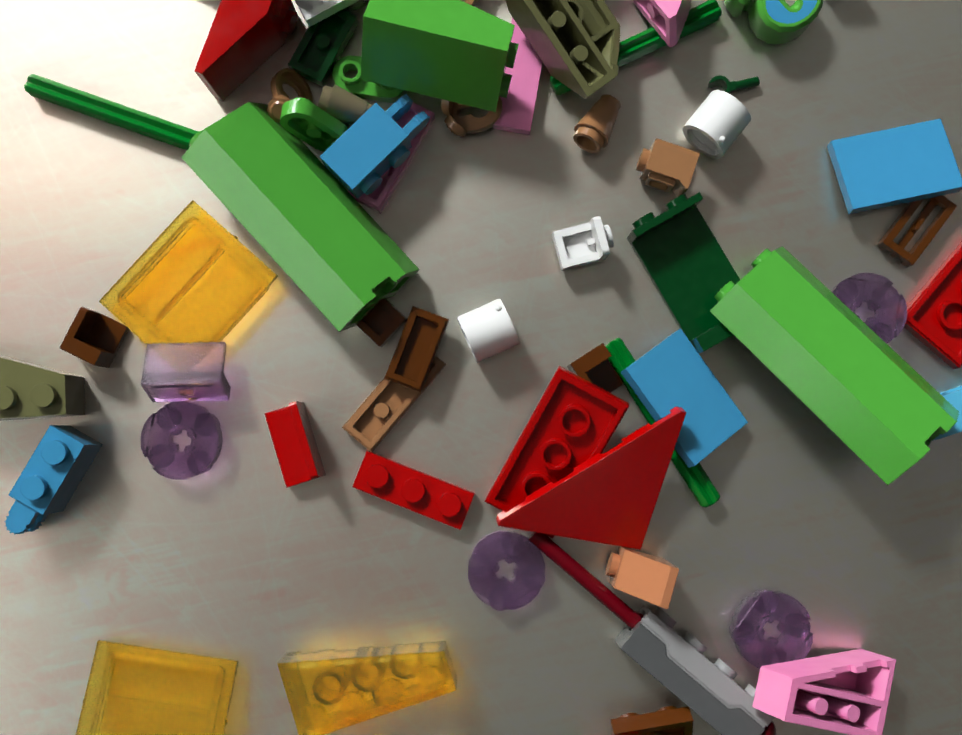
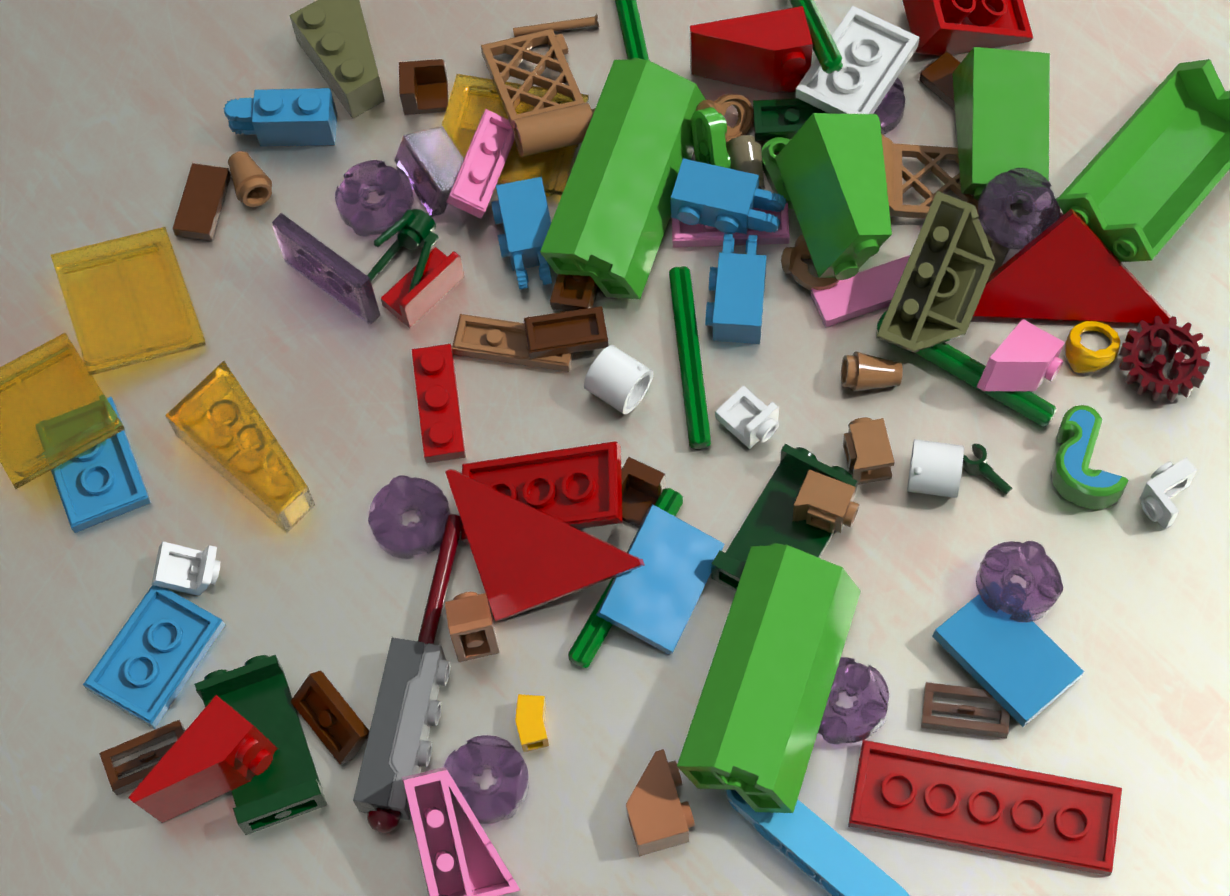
camera: 70 degrees right, 20 degrees down
(90, 593) = (201, 202): none -> reddish brown tile
(96, 542) = (249, 180): none -> medium nougat cone
(102, 187) = (557, 26): none -> medium nougat piece
(209, 250) = (550, 123): none -> medium nougat piece
(210, 329) = (482, 164): none -> bright pink tile
(233, 526) = (326, 269): none -> clear purple tile
(240, 426) = (414, 231): none -> dark green plant
(294, 325) = (526, 222): none -> dark azure hinge
(462, 184) = (738, 293): none -> dark azure hinge
(495, 259) = (689, 358): none -> green axle
(698, 229) = (825, 503): none -> medium nougat window
(742, 567) = (530, 722): none -> yellow piece
(849, 101) = (1031, 564): none -> clear purple plate
(873, 511) = (655, 808): none -> nougat slope

